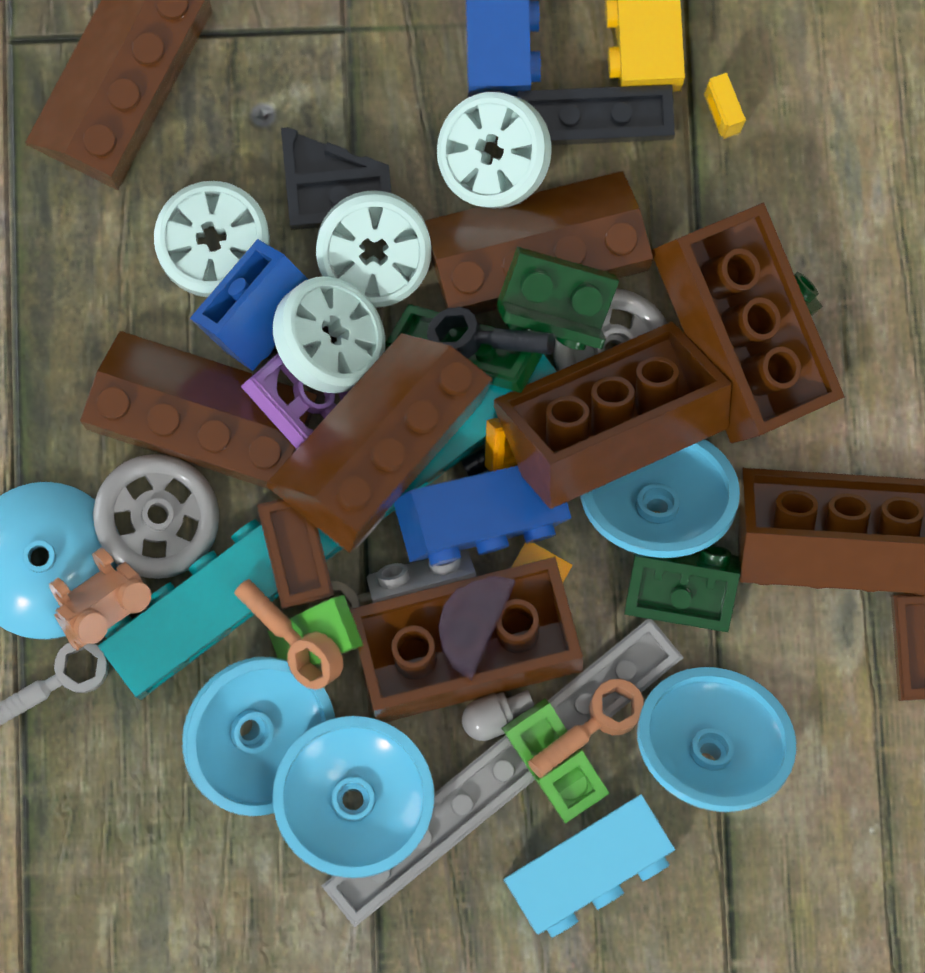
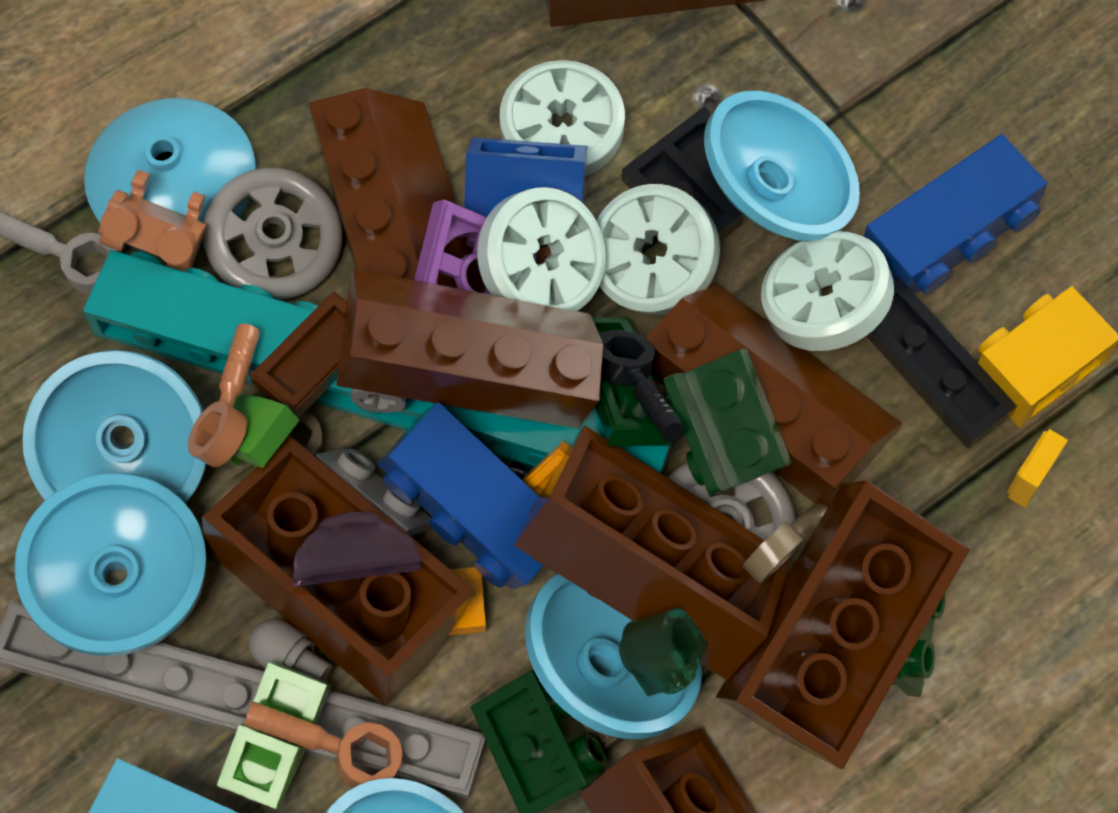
camera: 60 degrees right, 15 degrees down
(376, 110) = (781, 166): none -> medium azure dish
(672, 324) = (783, 544): none -> dark tan piece
(691, 460) = (662, 651): none -> clear green plate

